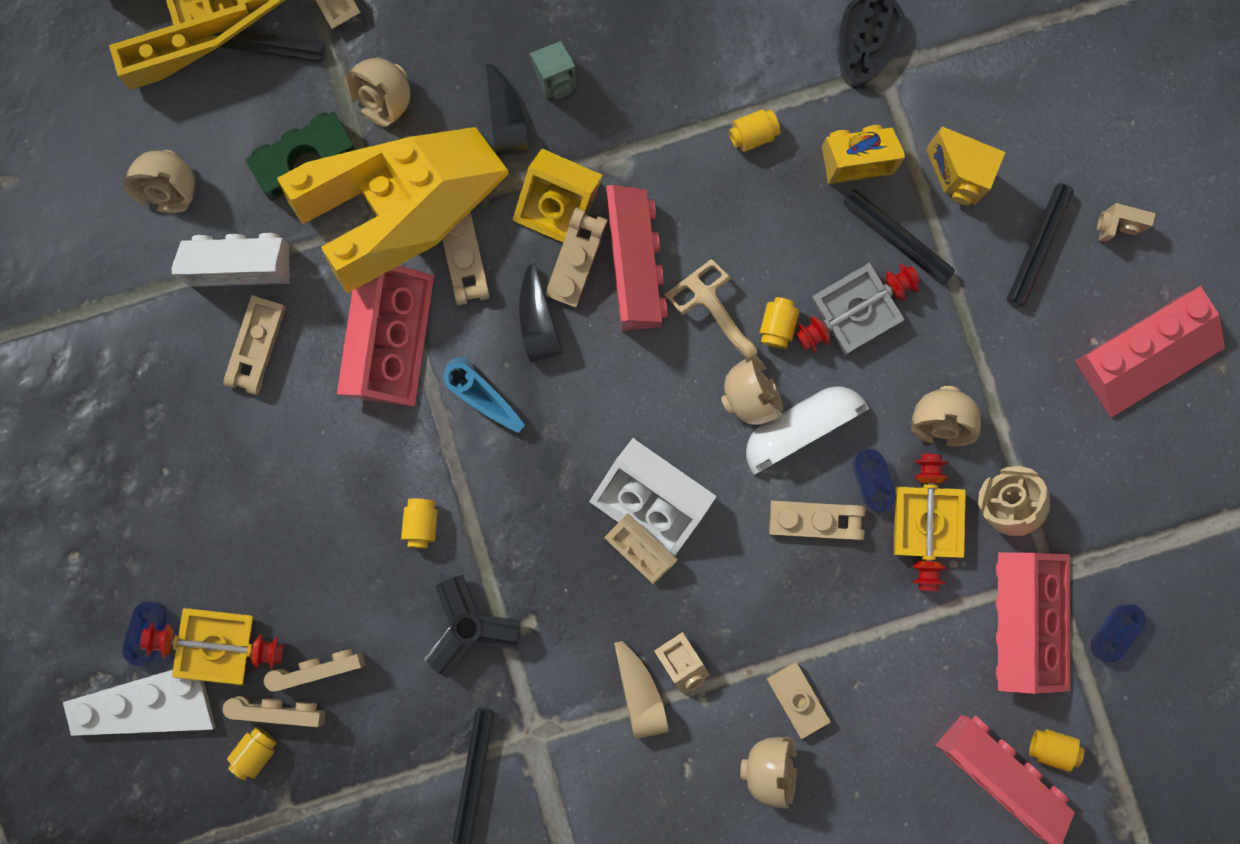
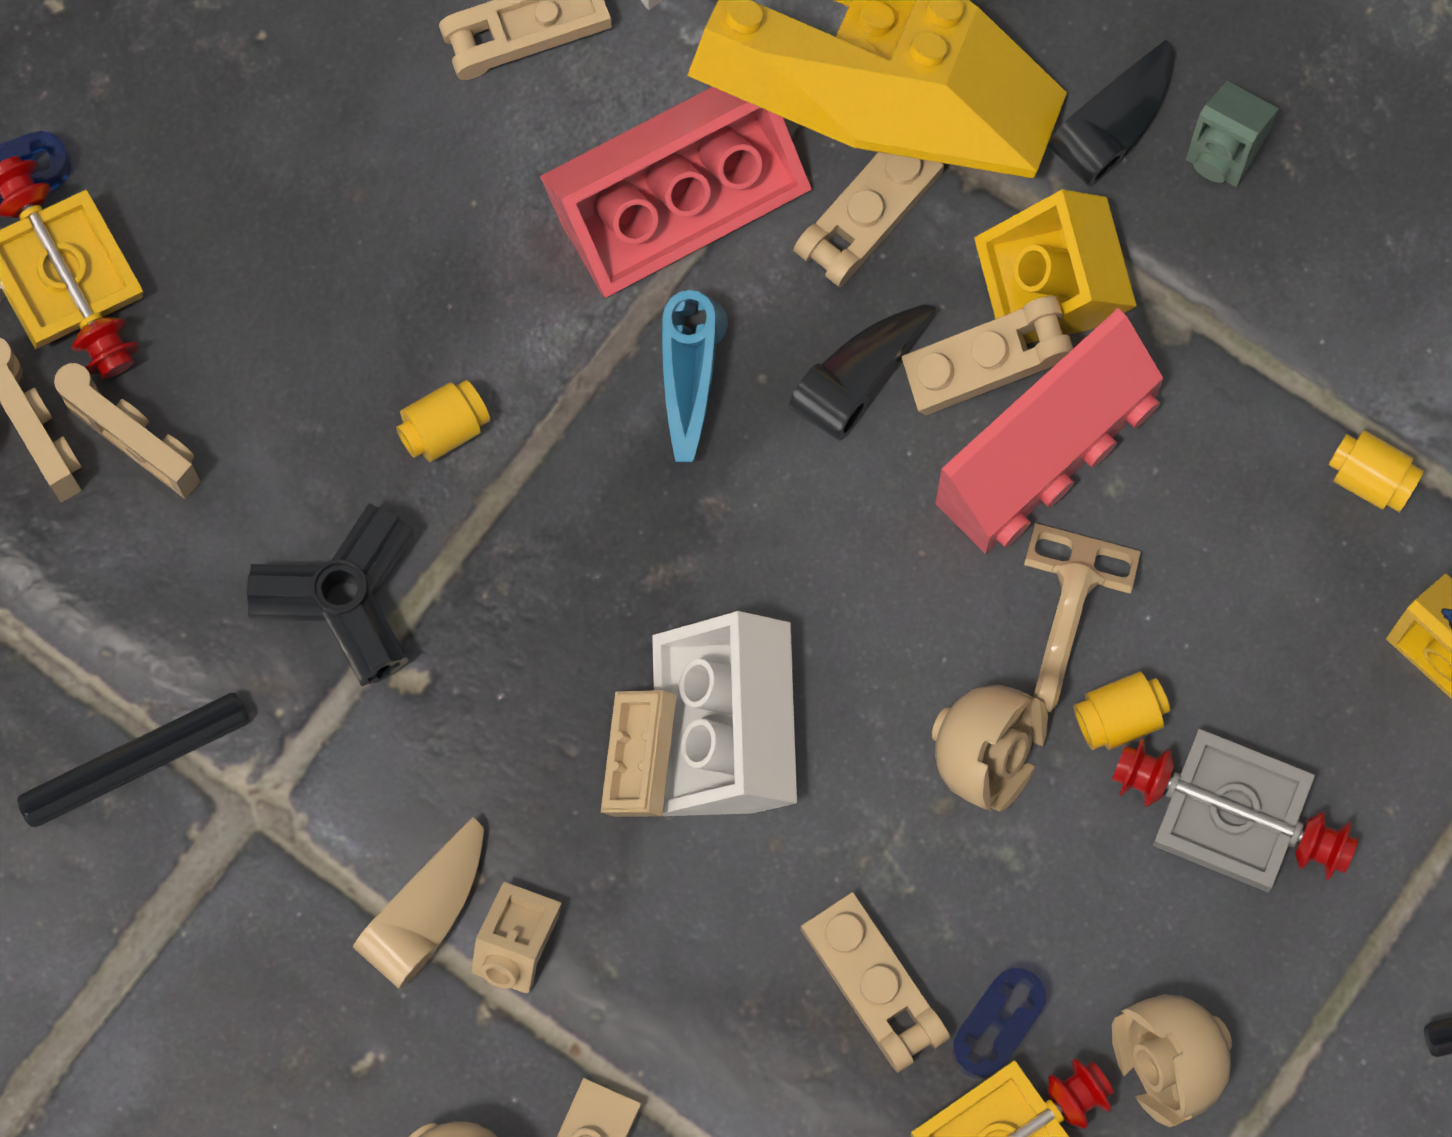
camera: 55 degrees right, 10 degrees down
(802, 425) = (1000, 861): white brick -> none
(899, 236) = (1390, 795): black axle -> none

